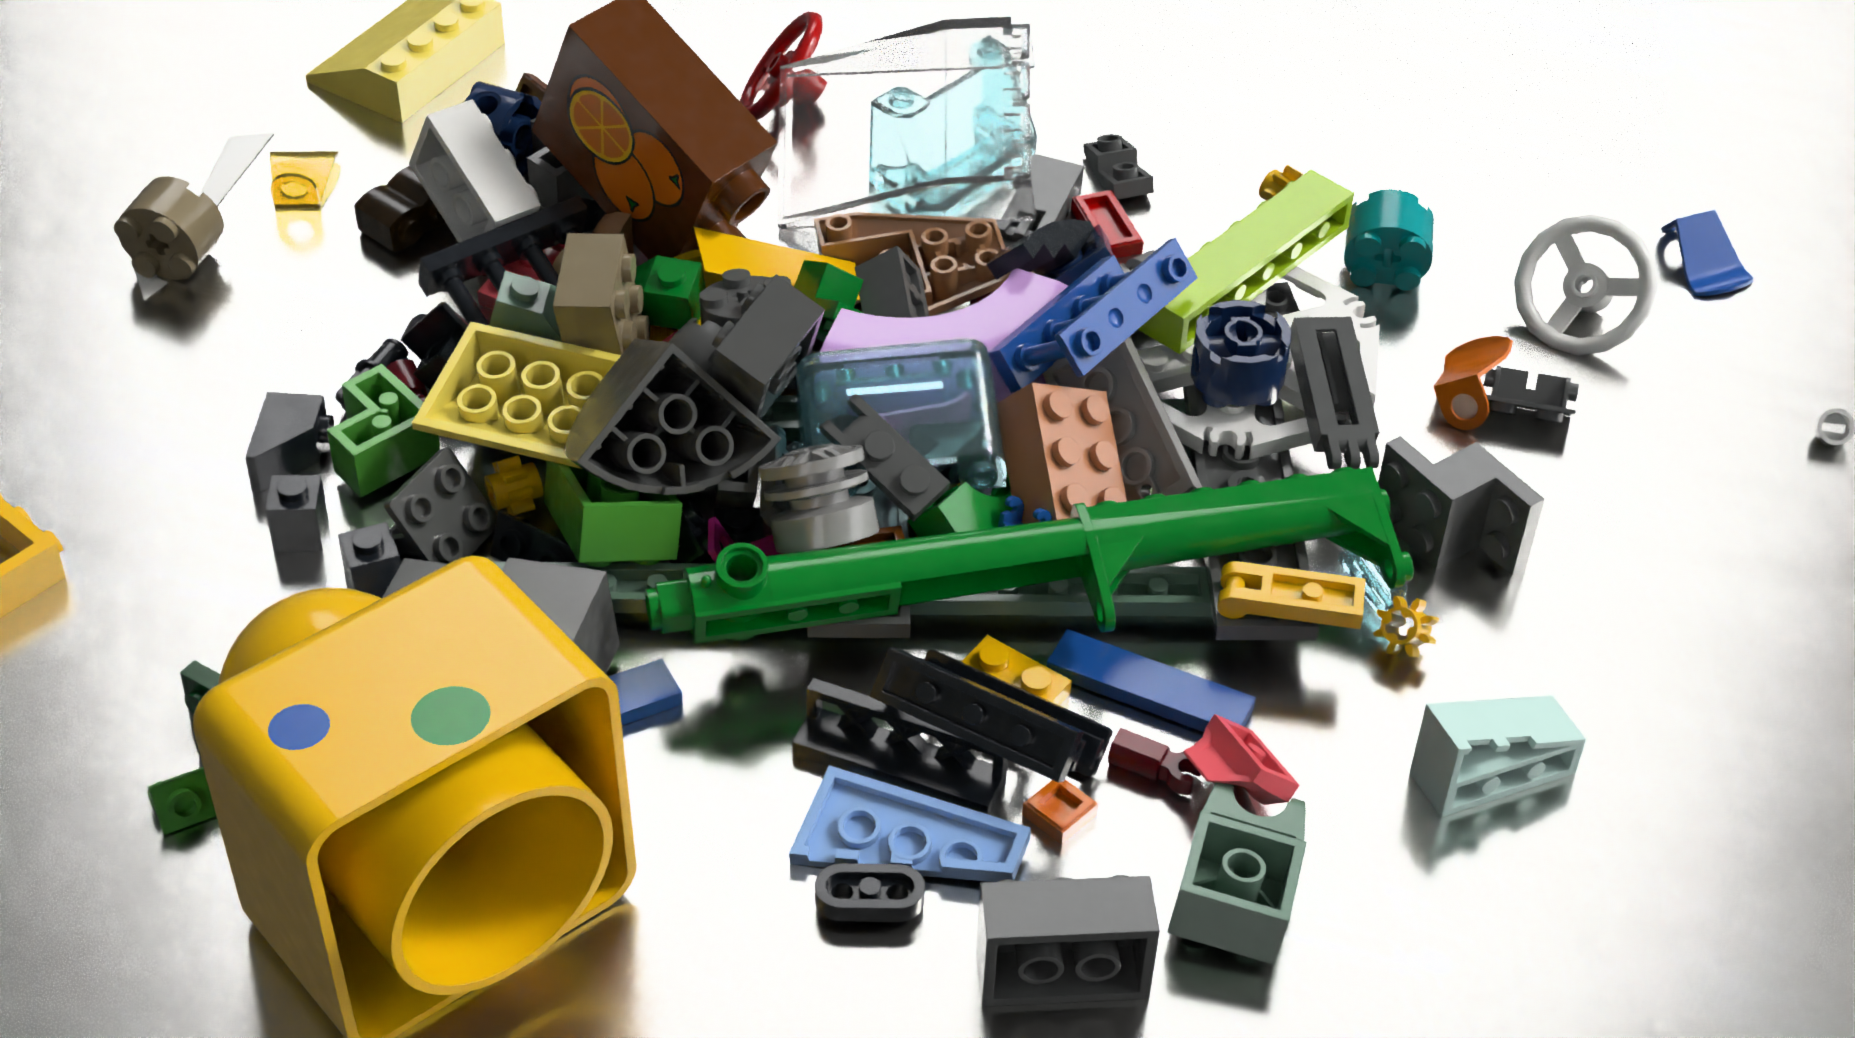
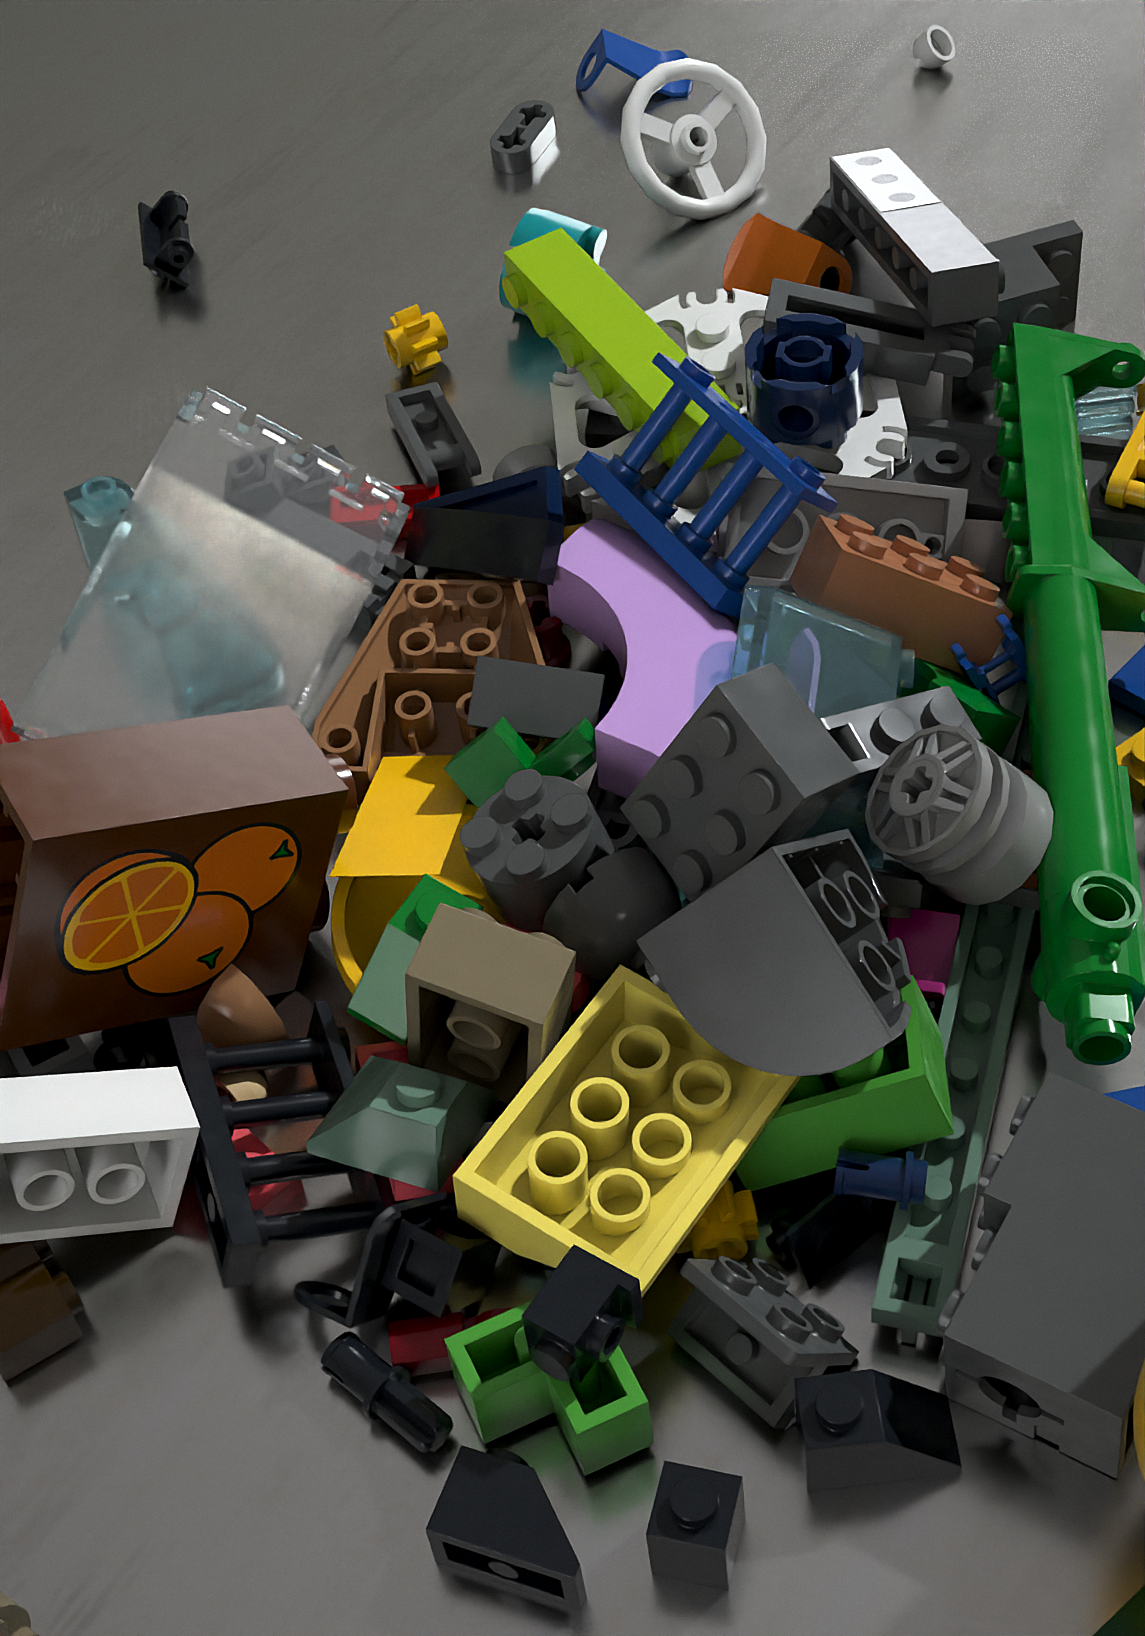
camera: 65 degrees left, 5 degrees up
(390, 400) = (580, 1315): none -> black brick
(544, 537) = (881, 1176): none -> dark blue pin
(1189, 222) = (431, 432): none -> dark grey hinge
(1344, 48) = (166, 237): none -> black hinge
(1472, 402) = (915, 238): none -> dark grey brick
(1563, 202) = (523, 136): none -> dark grey beam

